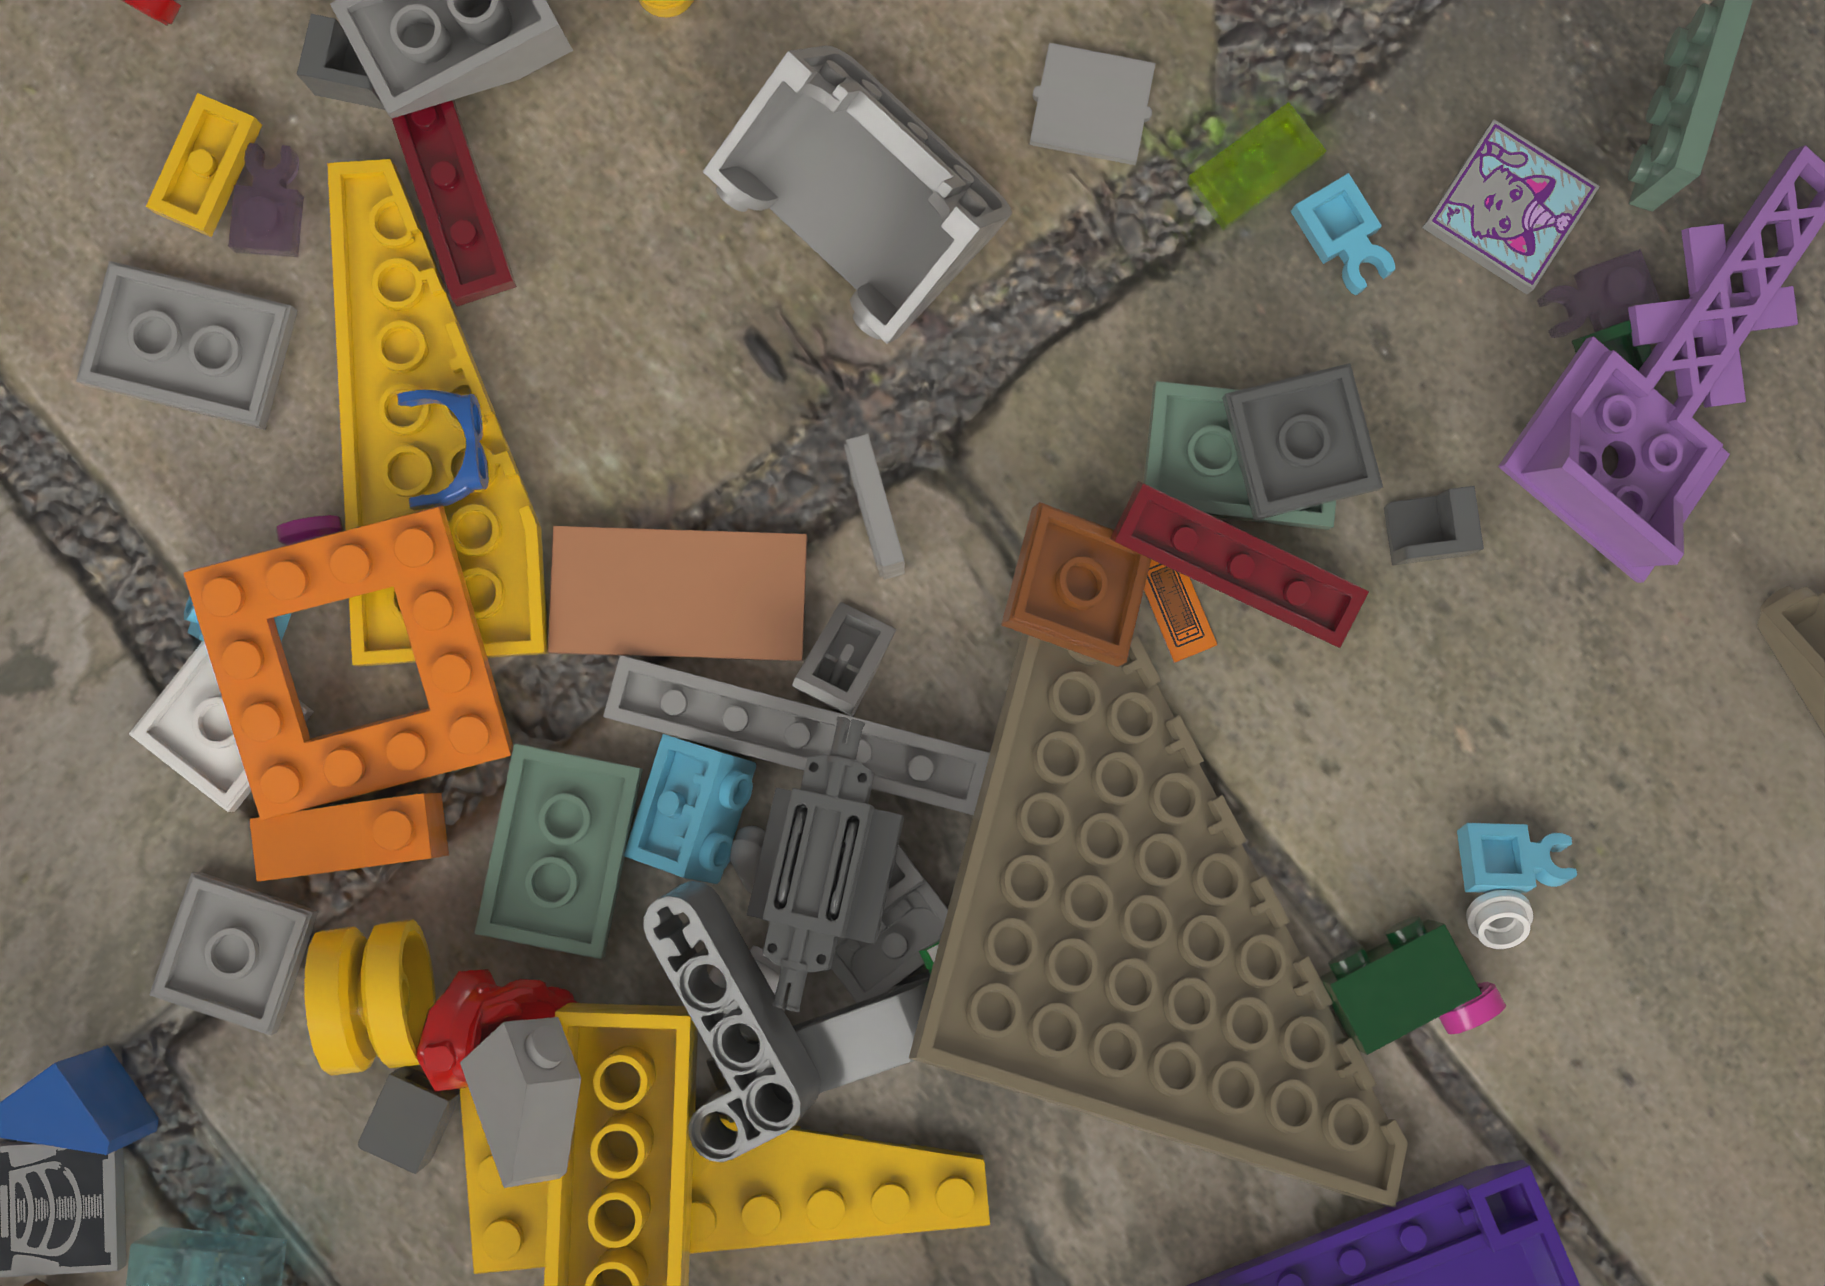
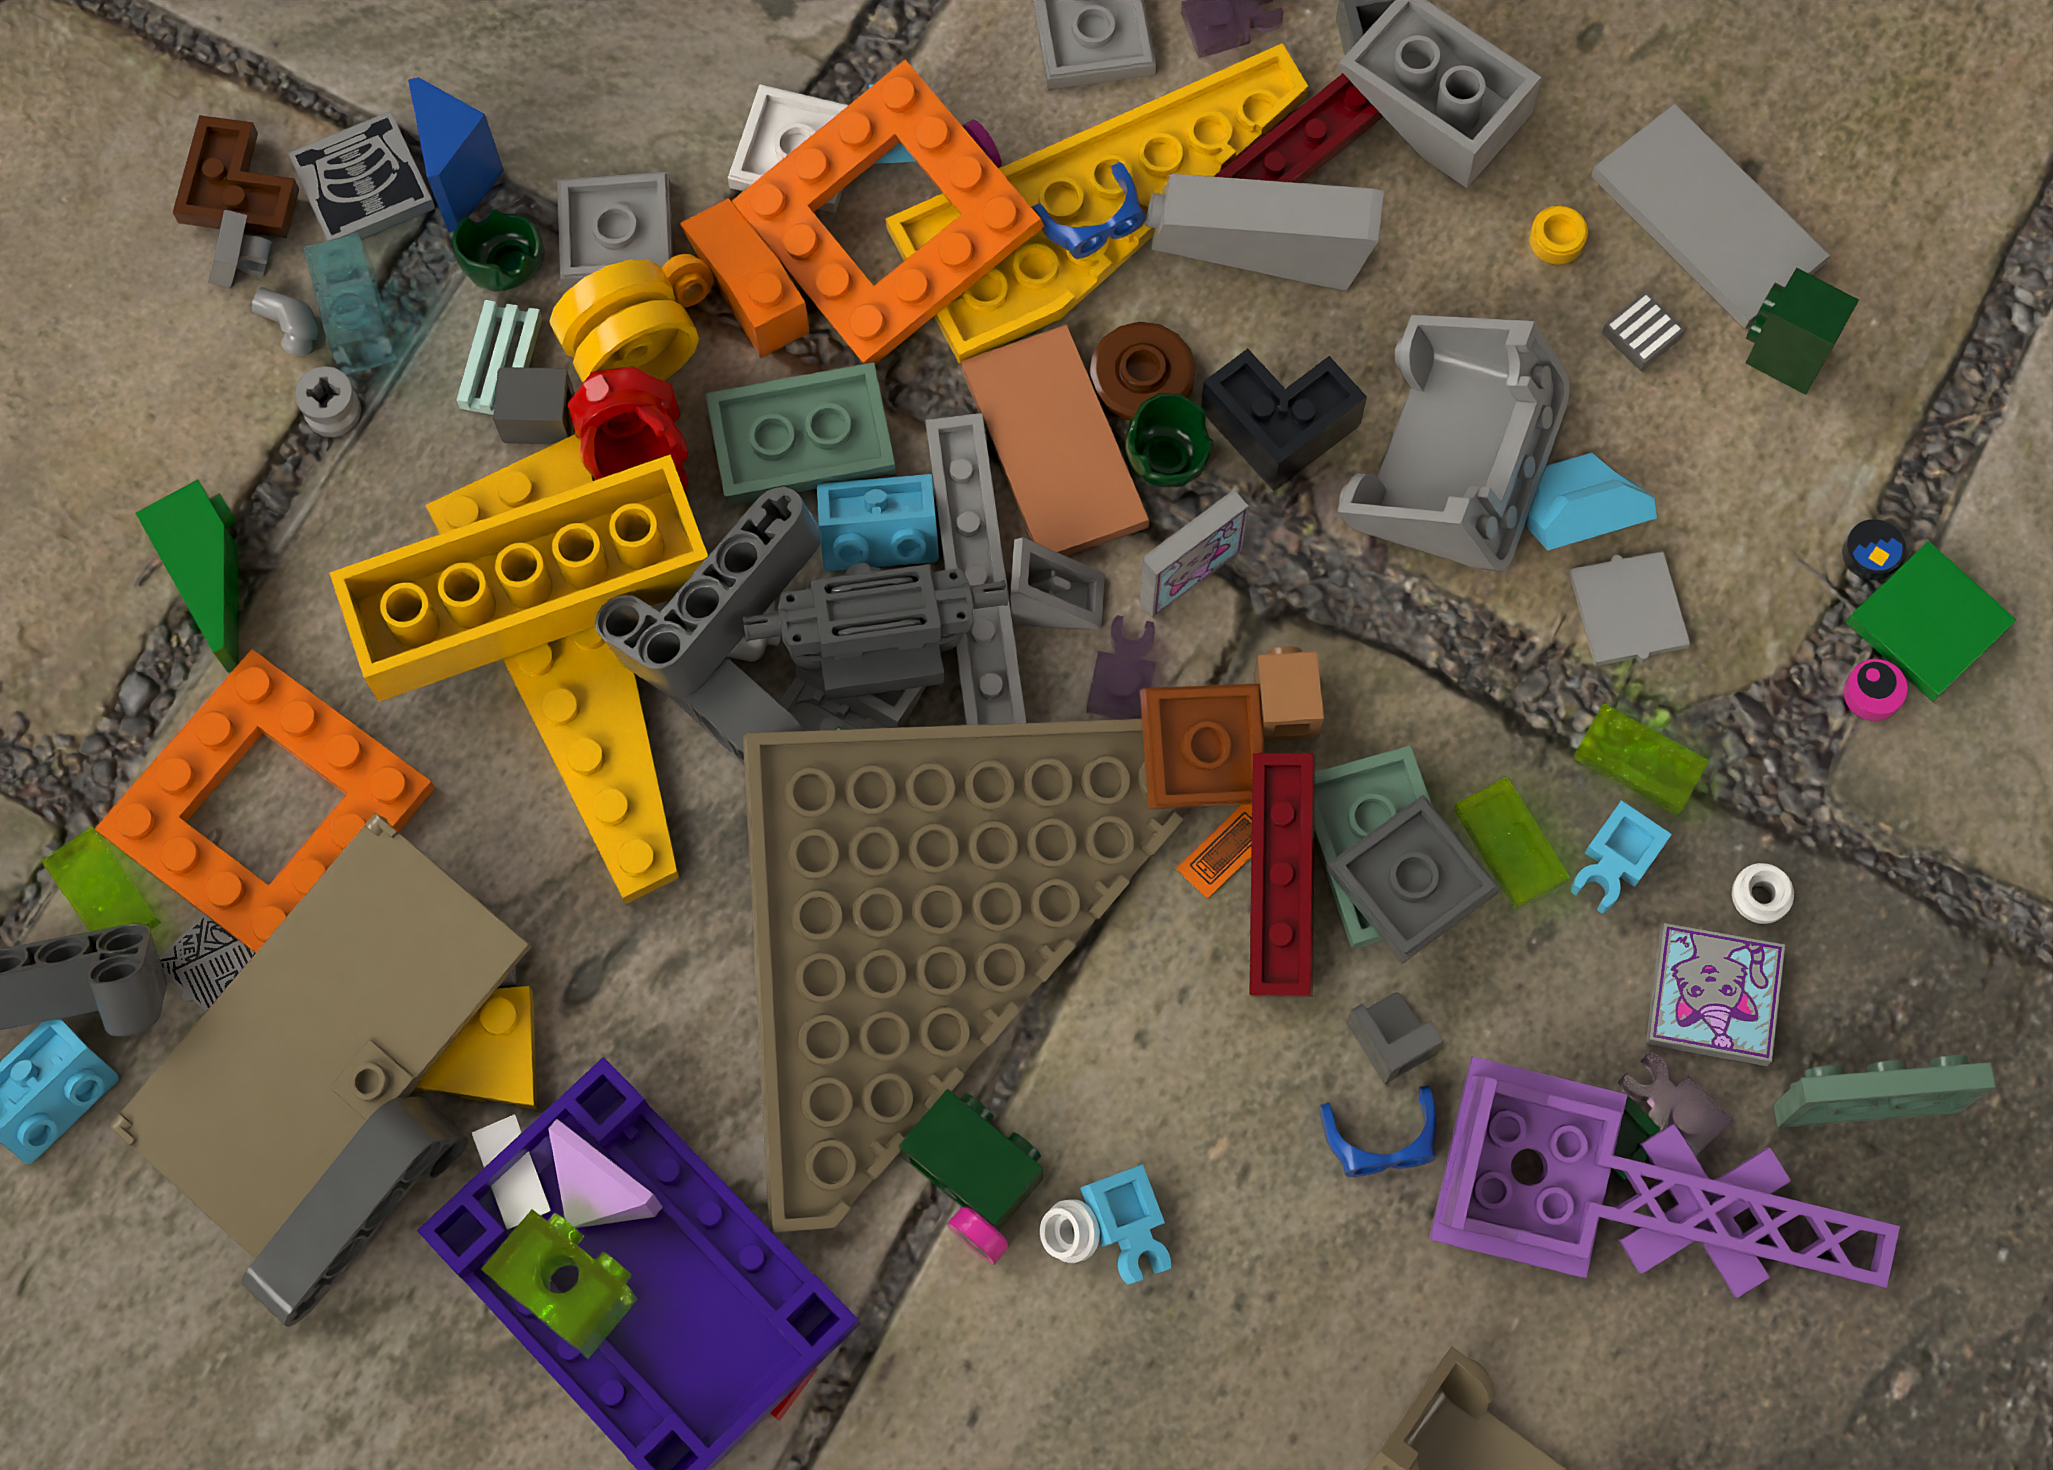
camera: 70 degrees right, 15 degrees down
(209, 1092) = (499, 250): none -> dark green hair
(315, 1149) = (489, 317): none -> light aqua tile
(331, 902) = (689, 278): none -> light orange plate
(525, 1098) = (593, 452): light grey slope -> none
(543, 271) = (1269, 226): none -> light grey slope
(637, 470) = (1138, 364): none -> reddish brown wheel
(733, 478) = (1168, 440): none -> dark green hair
(760, 366) = (1281, 427): none -> black panel
(963, 633) = (1122, 675): none -> clear purple plate
(972, 93) = (1584, 501): none -> medium azure slope
(1051, 474) = (1290, 693): none -> medium nougat brick
(1289, 329) = (1511, 843): none -> clear neon green plate
(1445, 103) = (1774, 881): none -> white plate
(1551, 558) = (1361, 1163): none -> blue cap

